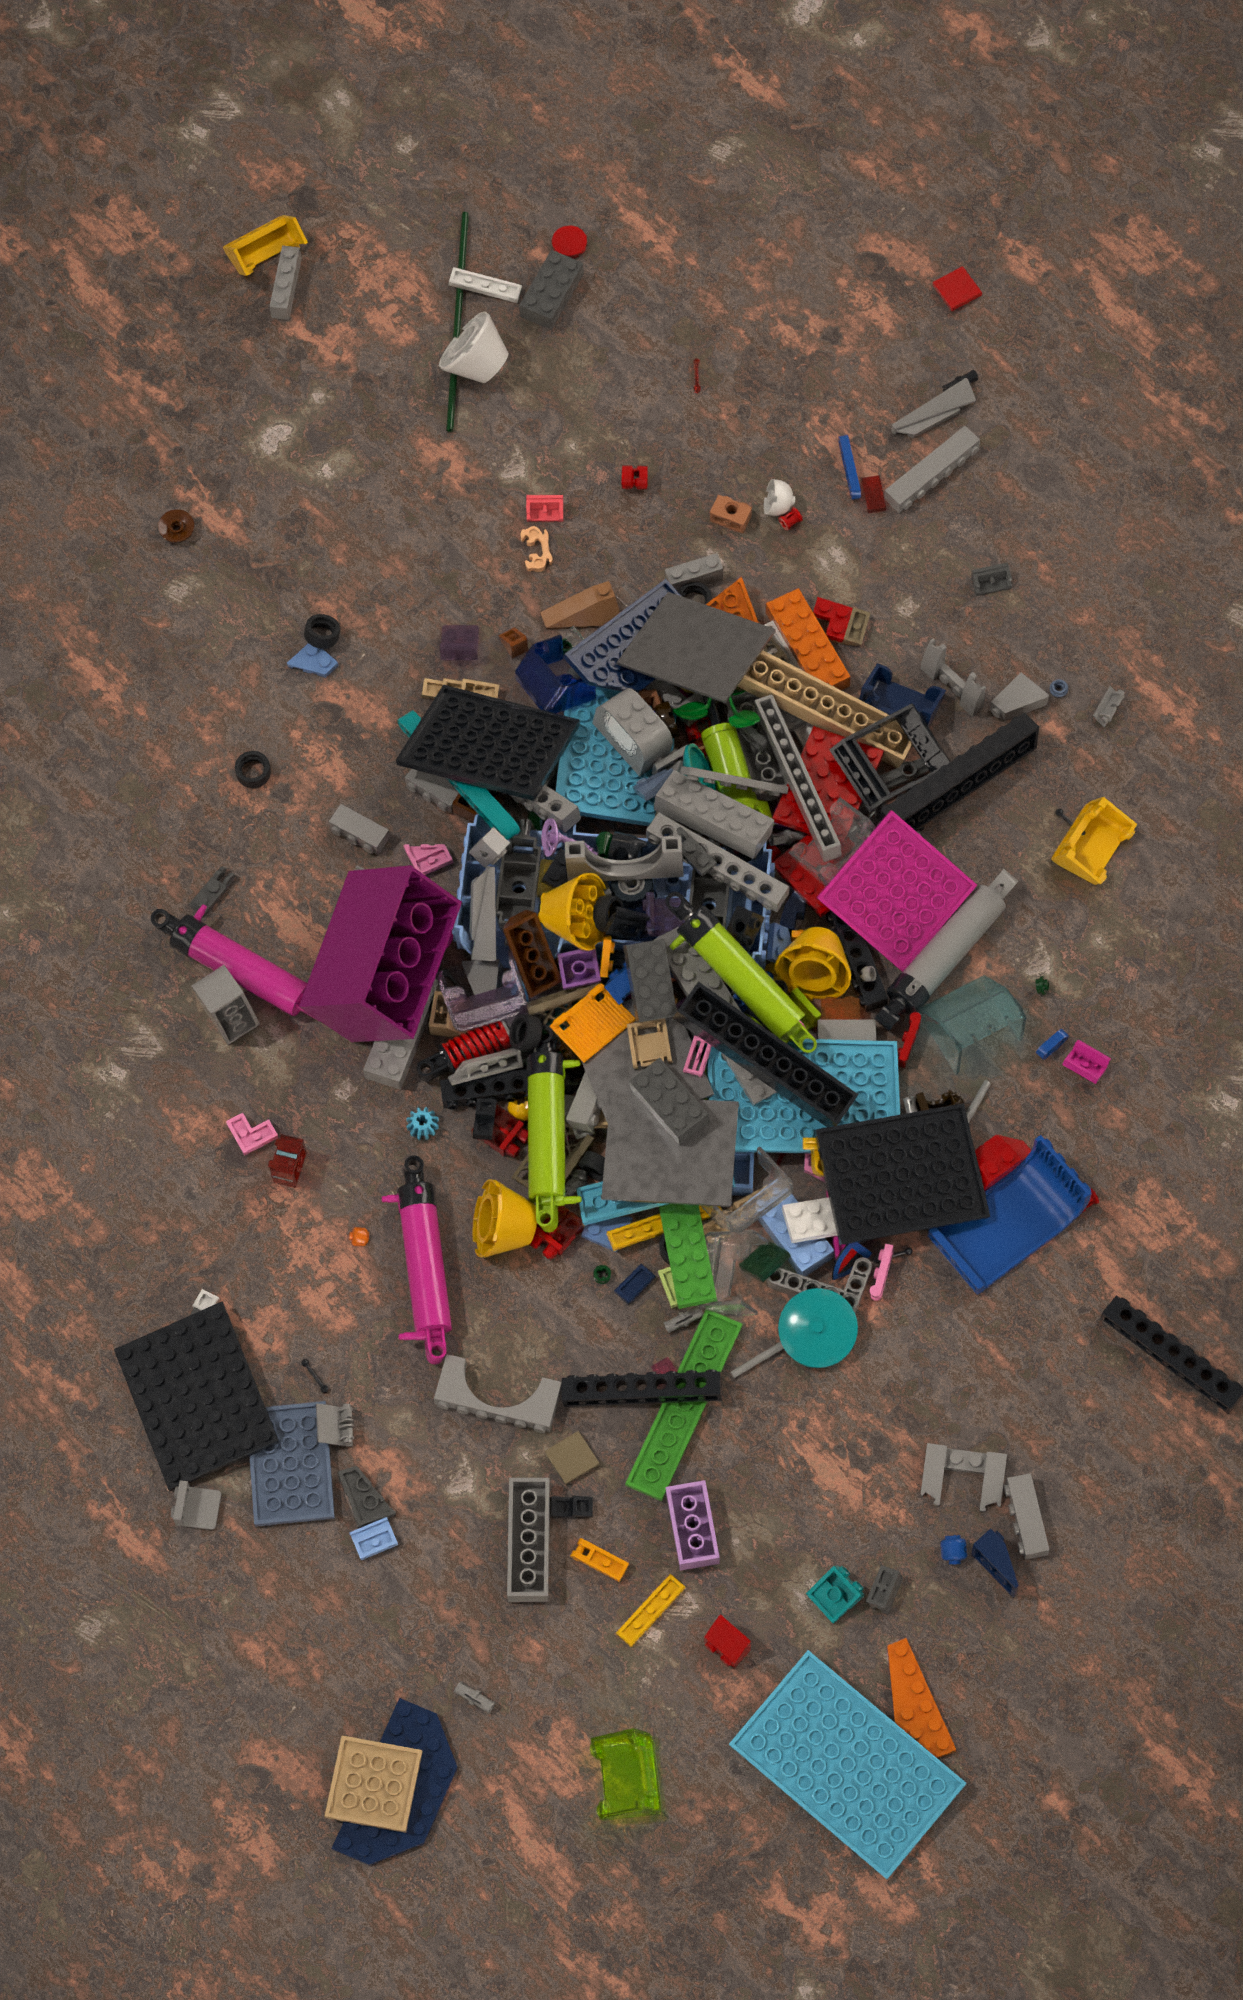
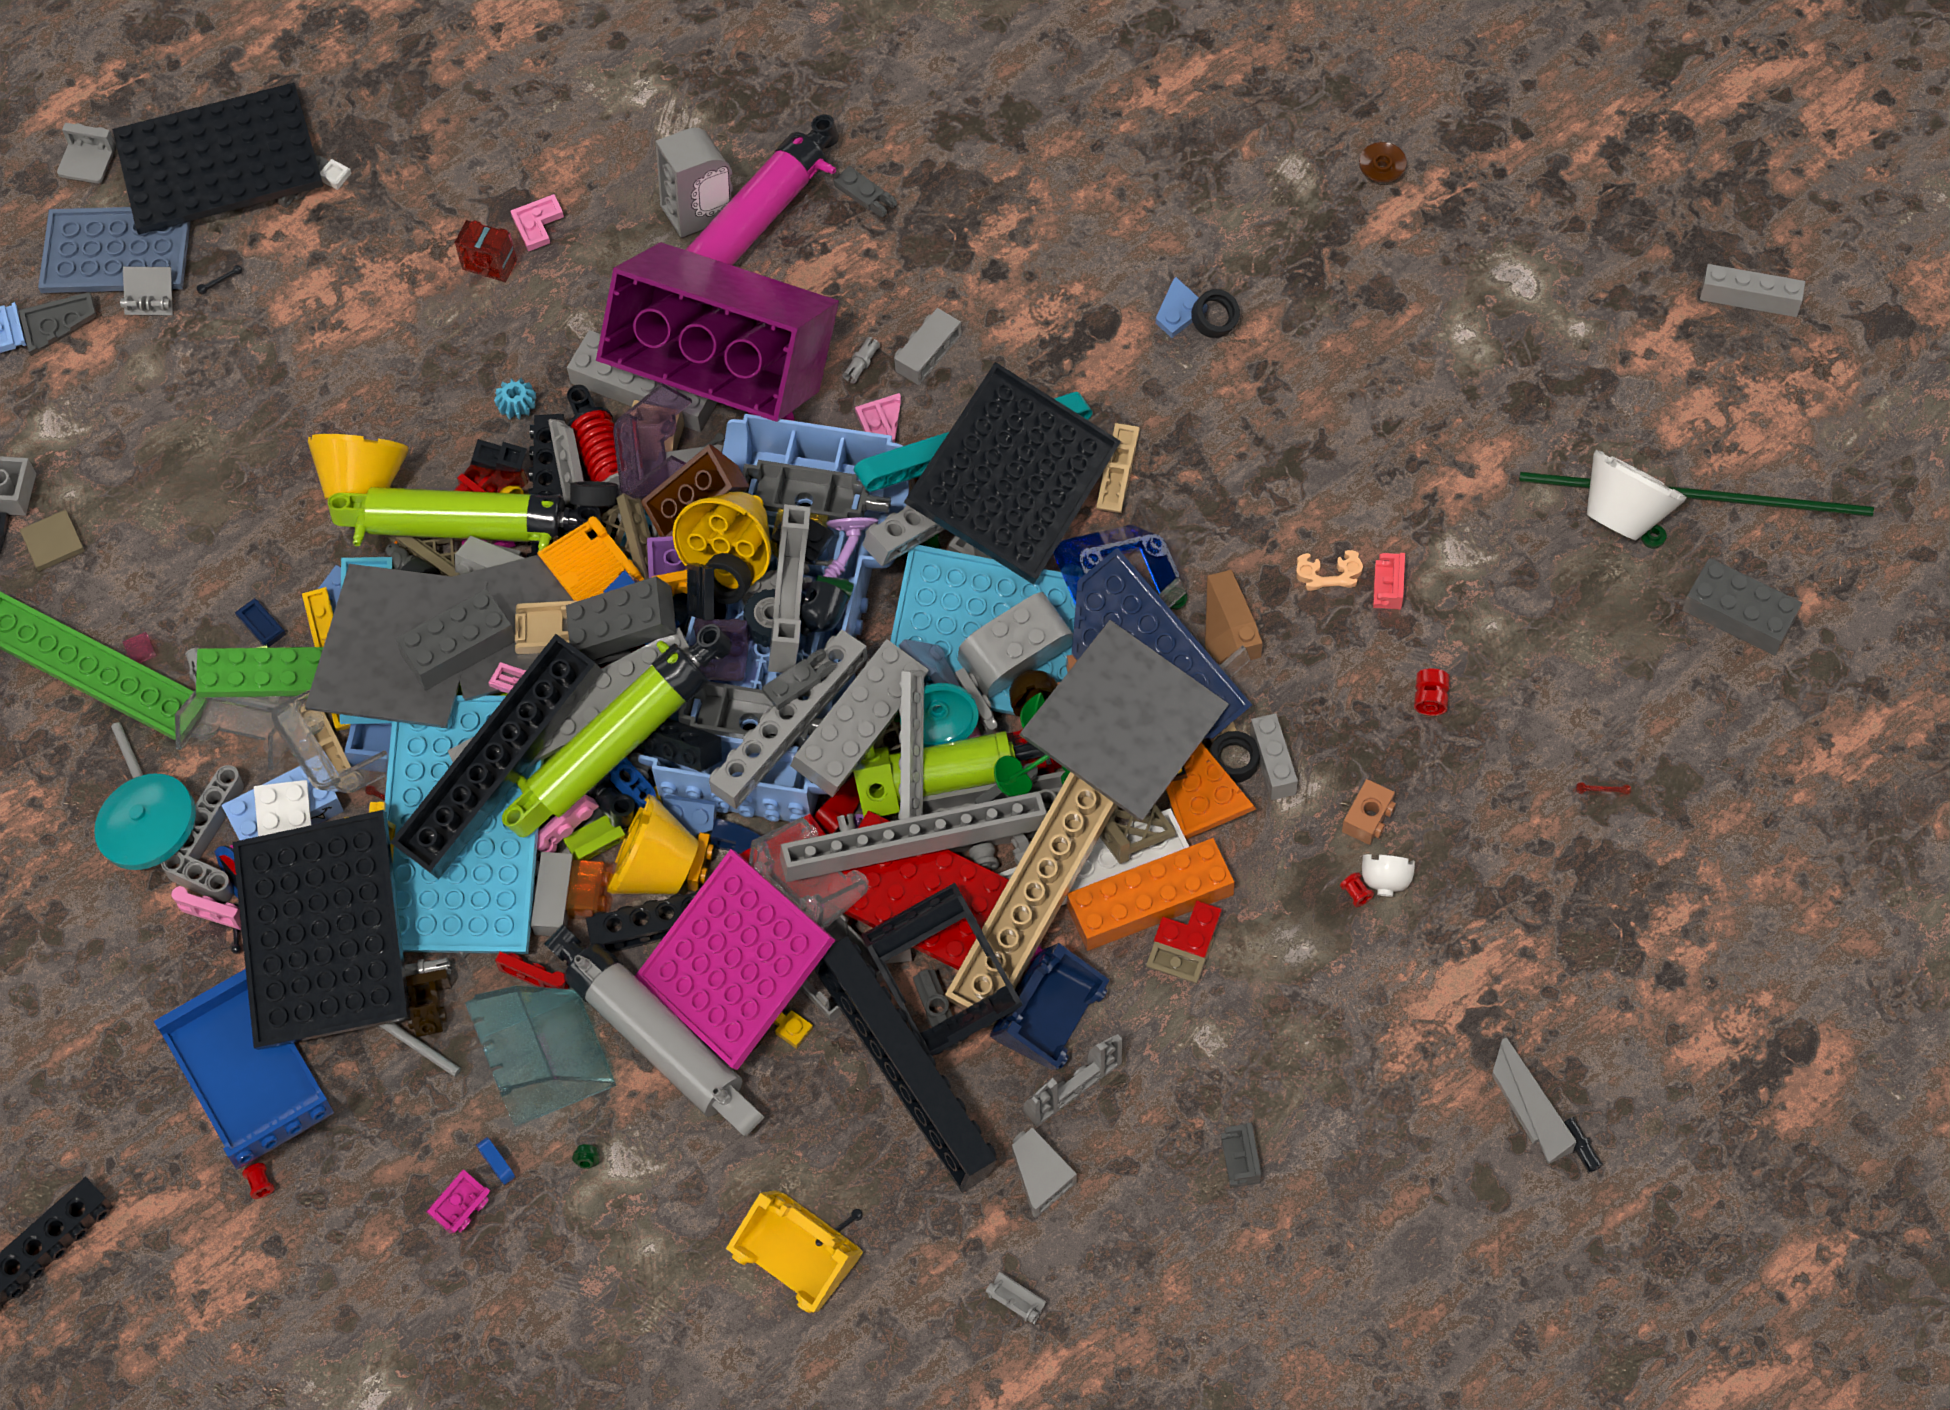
camera: 95 degrees right, 5 degrees down
(252, 756) = (1025, 221): black tyre -> none
(264, 243) = (1809, 260): yellow windscreen -> none
(359, 1236) = (386, 330): orange piece -> none
(423, 1259) = (330, 386): dark pink piece -> none
(459, 642) = (1188, 470): clear purple bracket -> none
(483, 916) = (771, 448): light grey wedge -> none
(485, 285) = (1751, 527): white tile -> none
(489, 848) = (843, 450): light grey brick -> none
(514, 642) = (1185, 533): dark orange slope -> none
(535, 1412) = (158, 419): light grey arch -> none
(558, 1240) = (338, 540): hips -> none
(569, 241) = (1827, 638): red tile -> none
(601, 1268) = (279, 579): dark green bush -> none
(650, 1395) = (111, 614): black brick -> none
(764, 1261) = (248, 765): clear green tile -> none
(849, 467) = (1439, 976): blue beam -> none
(868, 973) = (620, 920): light grey hinge -> none
(873, 494) = (1396, 1008): clear red tile -> none
(932, 469) = (1431, 1090): light grey brick -> none
(957, 288) = (1751, 1159): red tile -> none
(999, 1157) = (340, 1072): red wedge -> none
(1058, 684) = (1054, 1225): sand blue plate -> none

